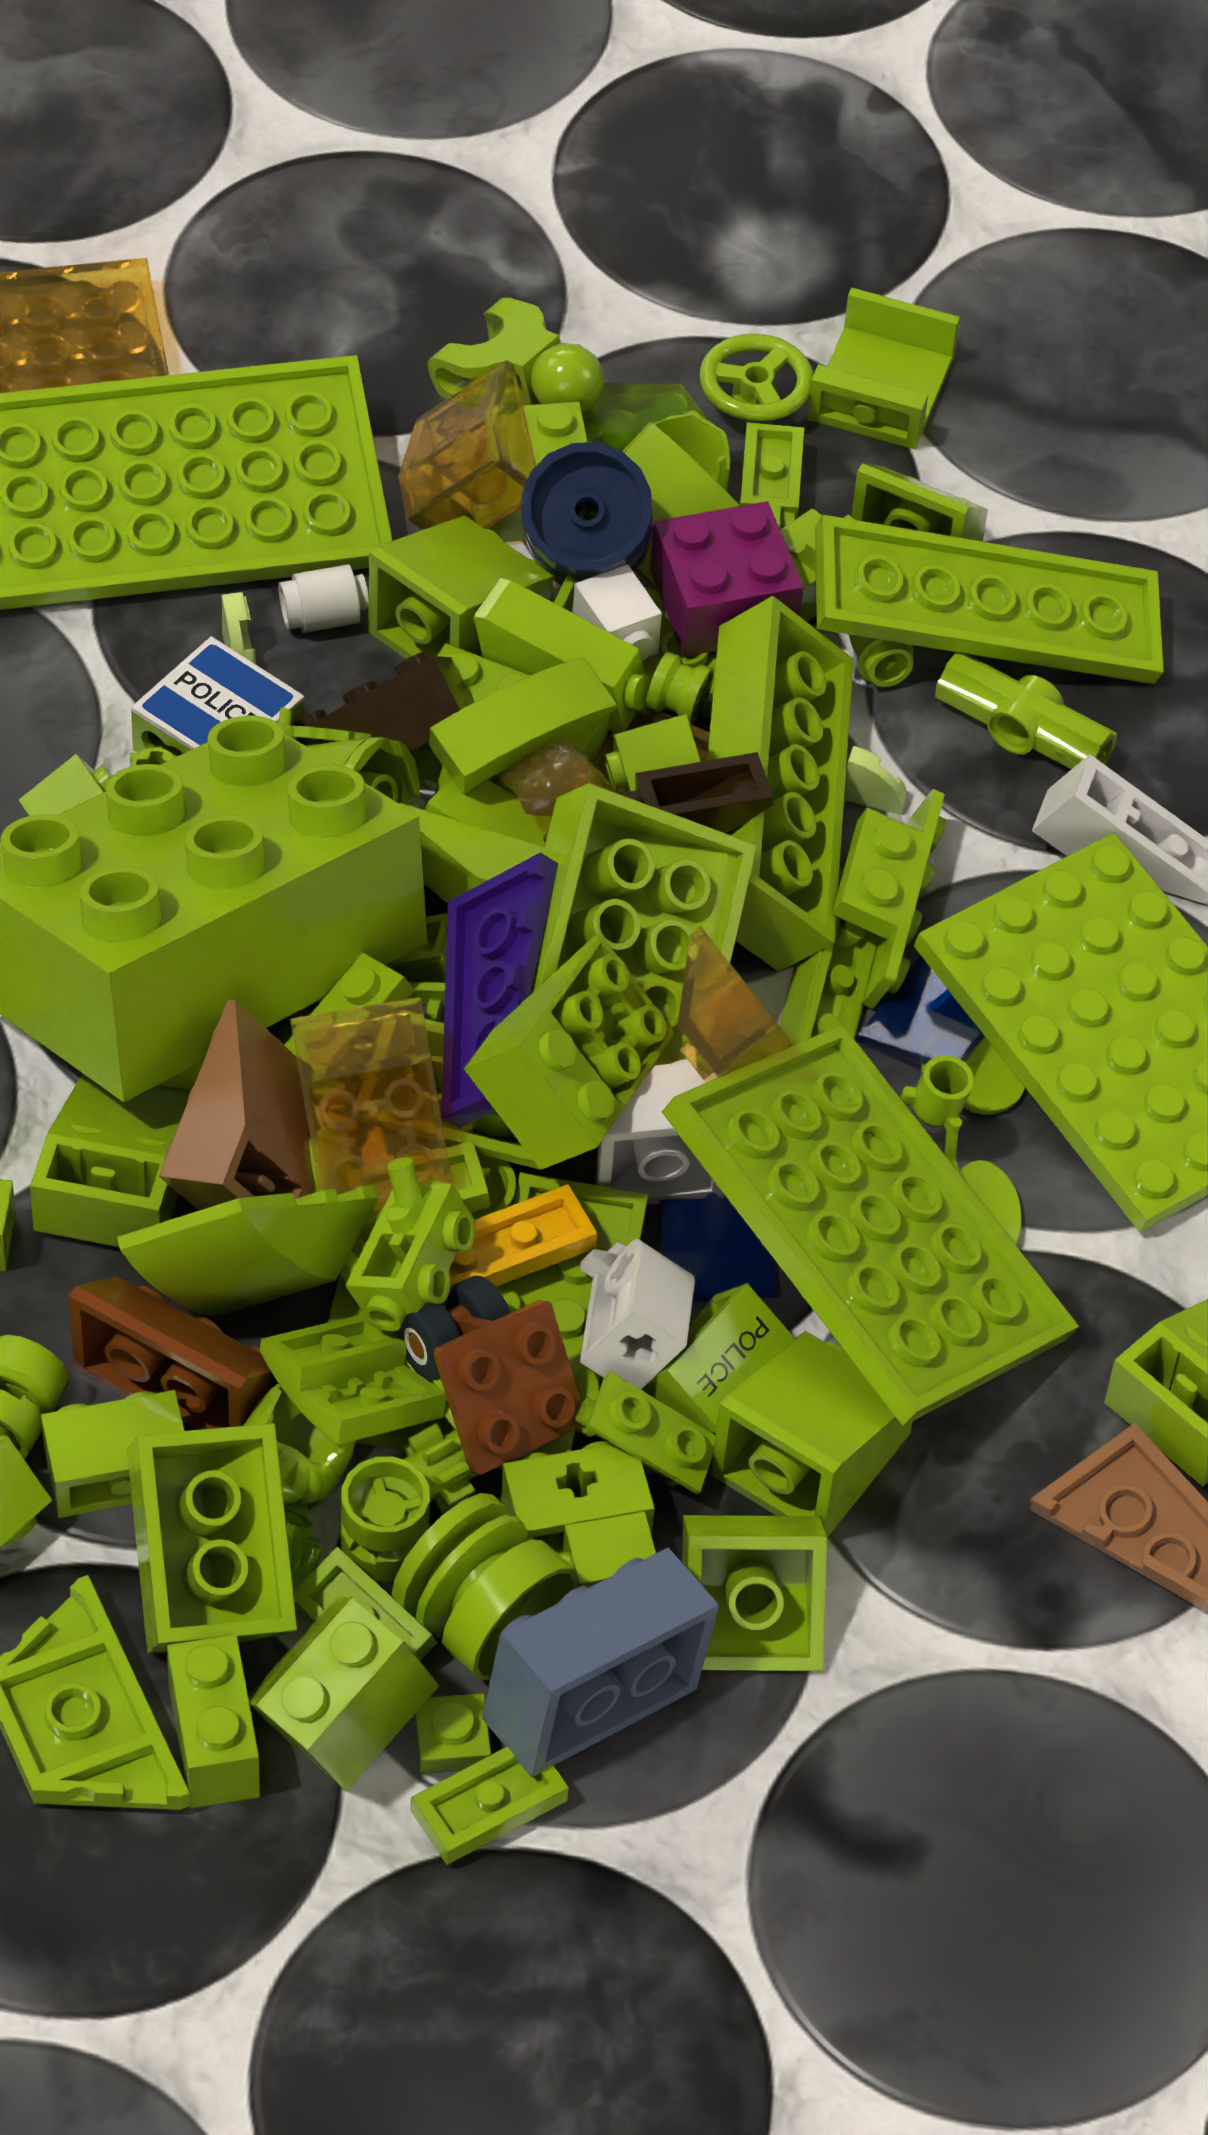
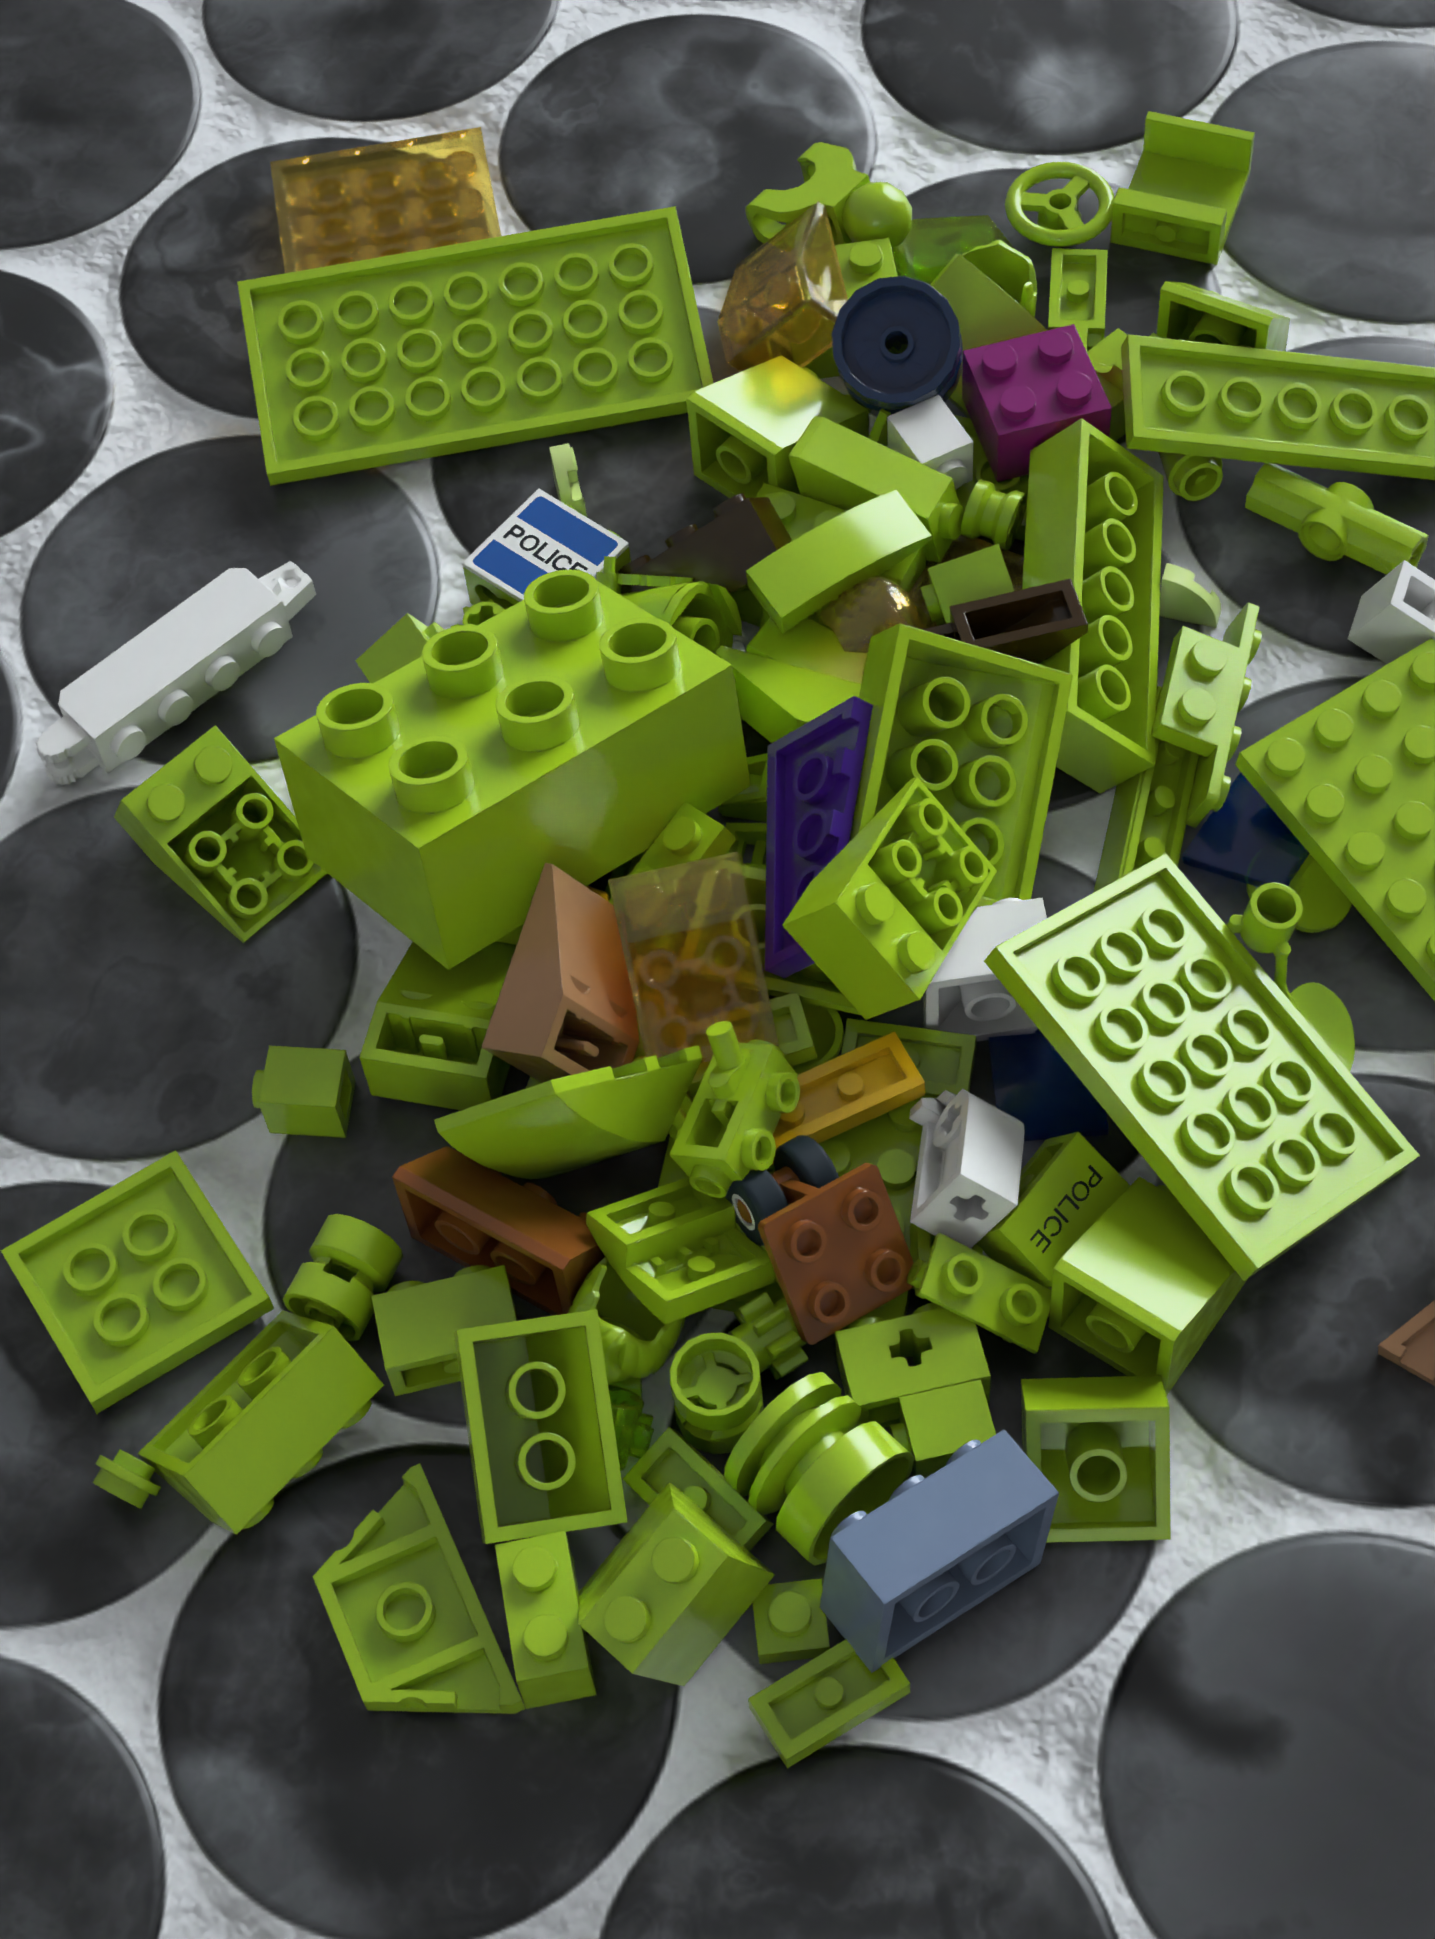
camera: 10 degrees right, 5 degrees up
(323, 599) = (648, 444): white brick -> none
(722, 1014) = (1043, 854): clear yellow slope -> none

